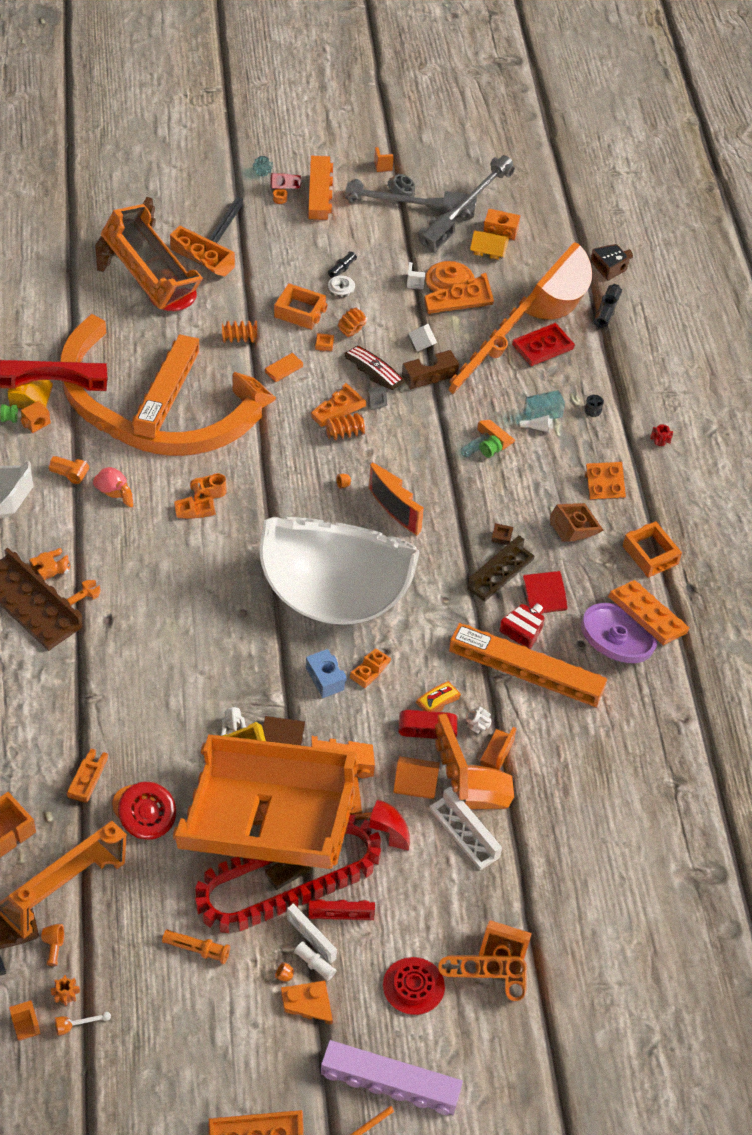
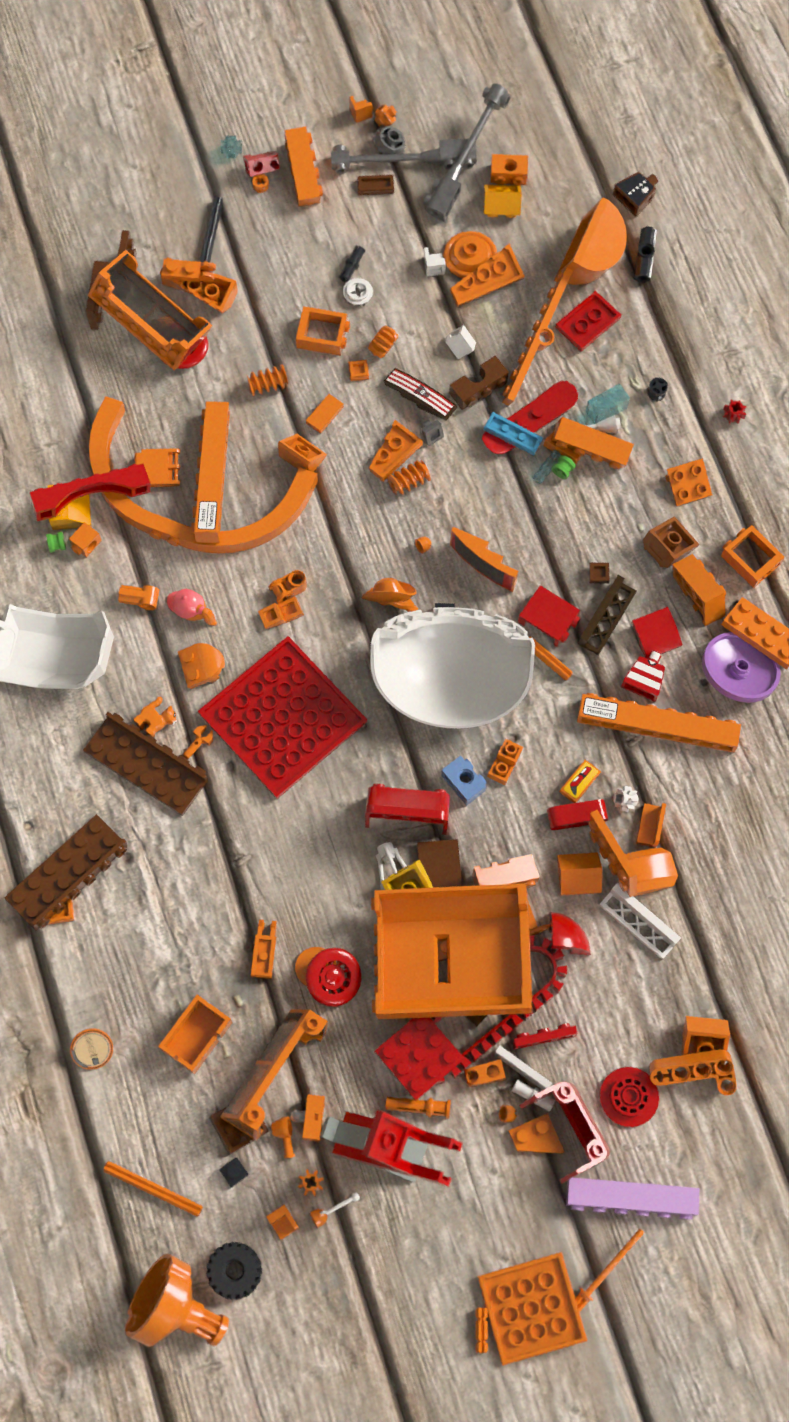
camera: 10 degrees left, 20 degrees up
(85, 932) = (311, 1117): none -> orange piece
(107, 531) = (201, 664): none -> orange slope
(122, 376) = (160, 466): none -> orange plate
(146, 950) = (387, 1144): none -> red piece
(169, 588) = (282, 717): none -> red plate
(194, 236) = (187, 270): none -> orange hinge
(209, 894) = (419, 1056): none -> red plate
(264, 673) = (407, 805): none -> red windscreen
(272, 929) = (485, 1073): none -> orange leg
(299, 506) = (392, 592): none -> orange hat
(364, 1021) = (581, 1122): none -> windscreen
(380, 215) = (375, 184): none -> reddish brown tile
(403, 167) = (385, 115): none -> orange gear
(438, 596) = (551, 661): none -> orange axle
(447, 556) = (550, 615): none -> red panel
(451, 412) = (513, 433): none -> dark azure tile
(471, 406) = (537, 414): none -> red piece
(521, 430) = (592, 443): none -> orange wedge
(596, 563) = (701, 587): none -> orange wedge

